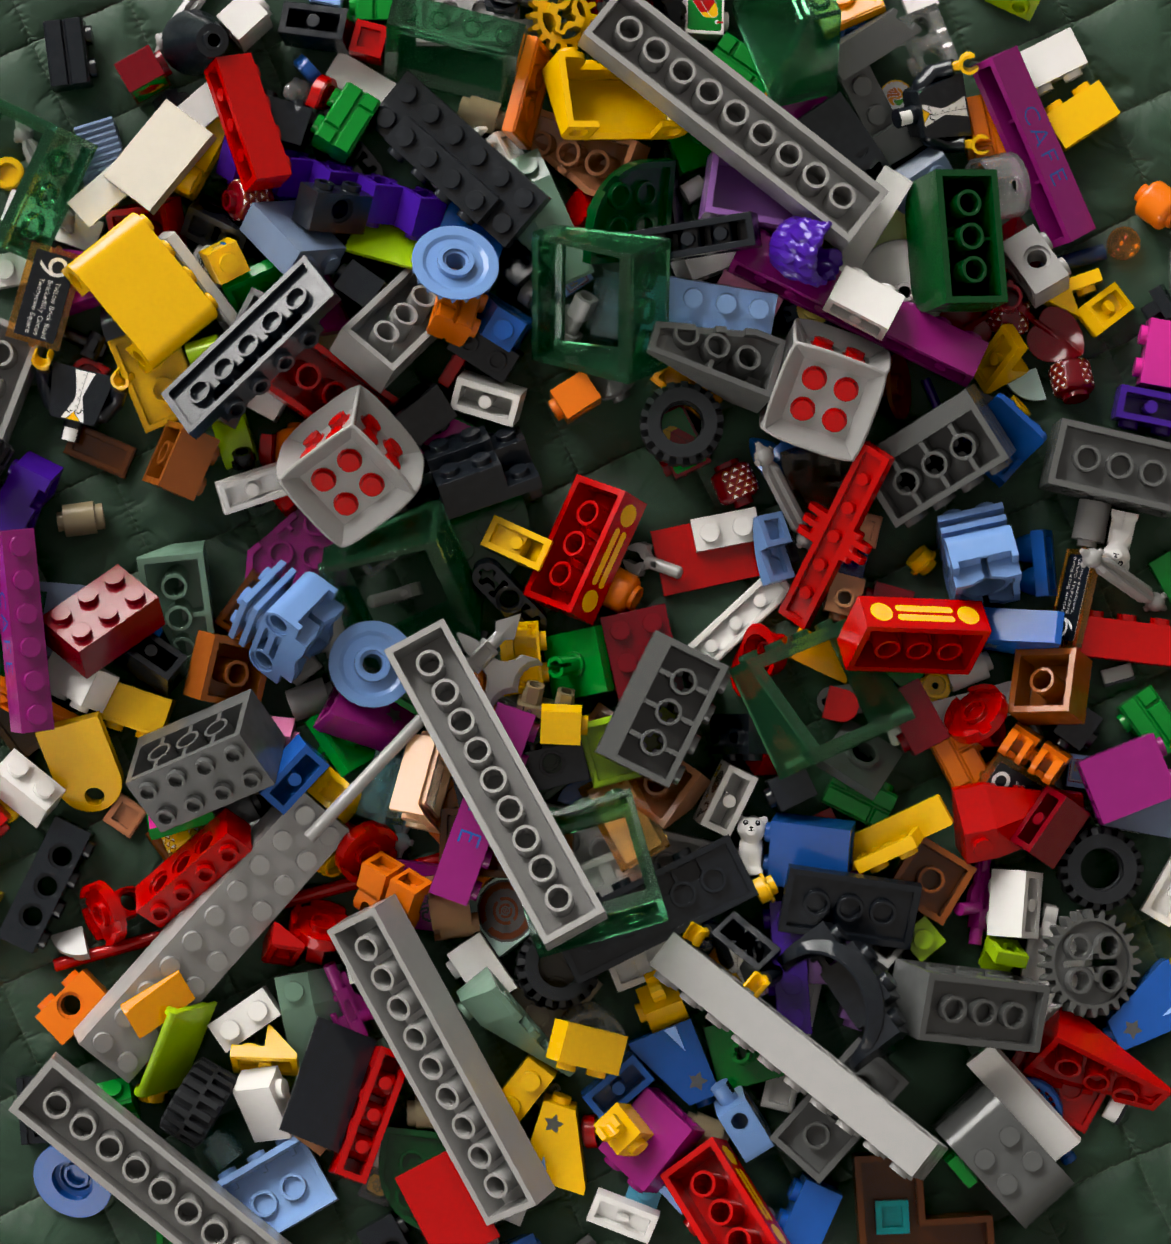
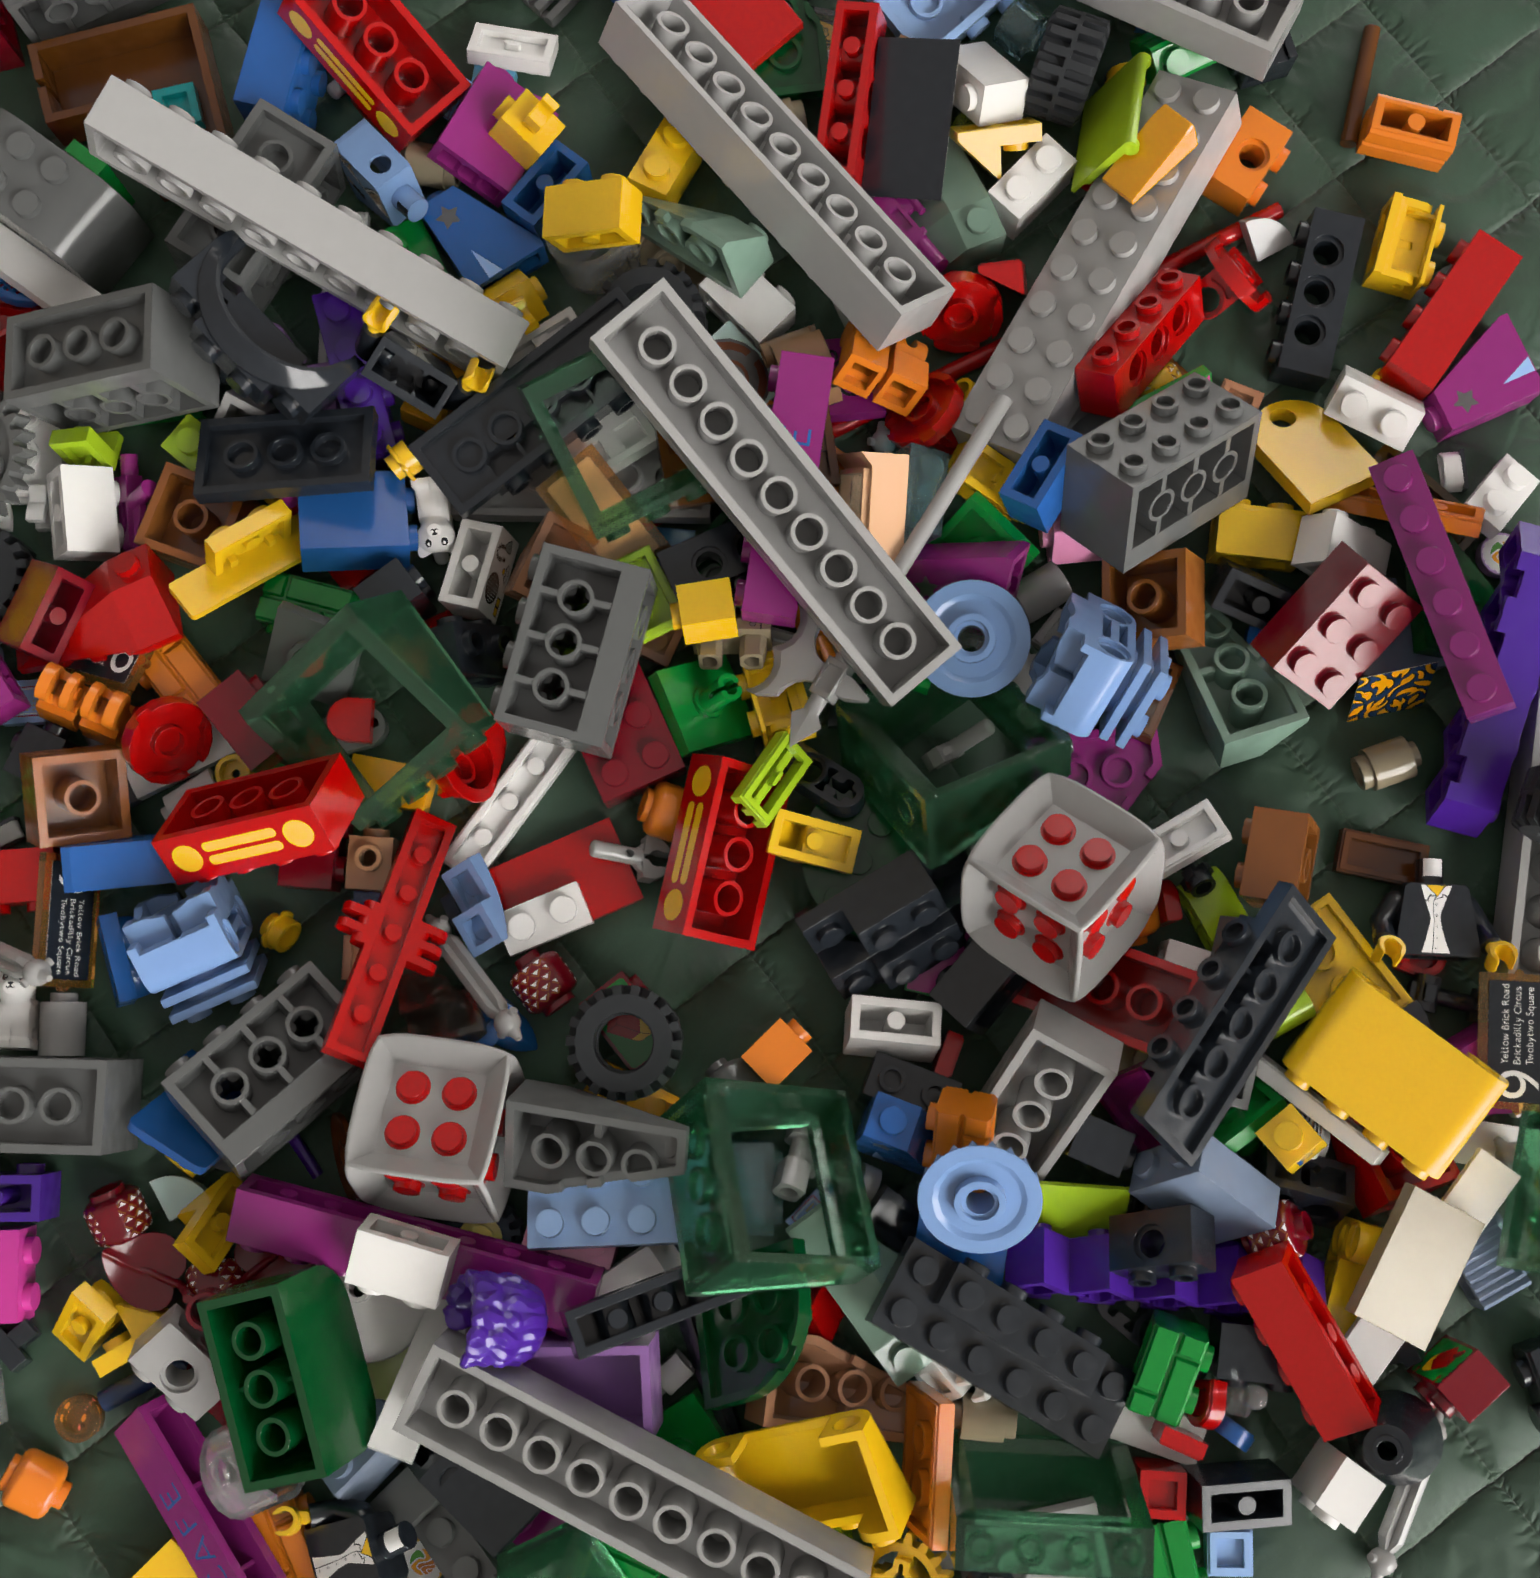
camera: 170 degrees right, 5 degrees down
(67, 569) = (1391, 691): none -> sticker
(347, 72) = (1179, 1440): none -> red tile
(541, 596) = (767, 773): none -> lime tile
(559, 1142) = (608, 110): yellow slope -> none
(589, 1136) = (573, 136): red tile -> none

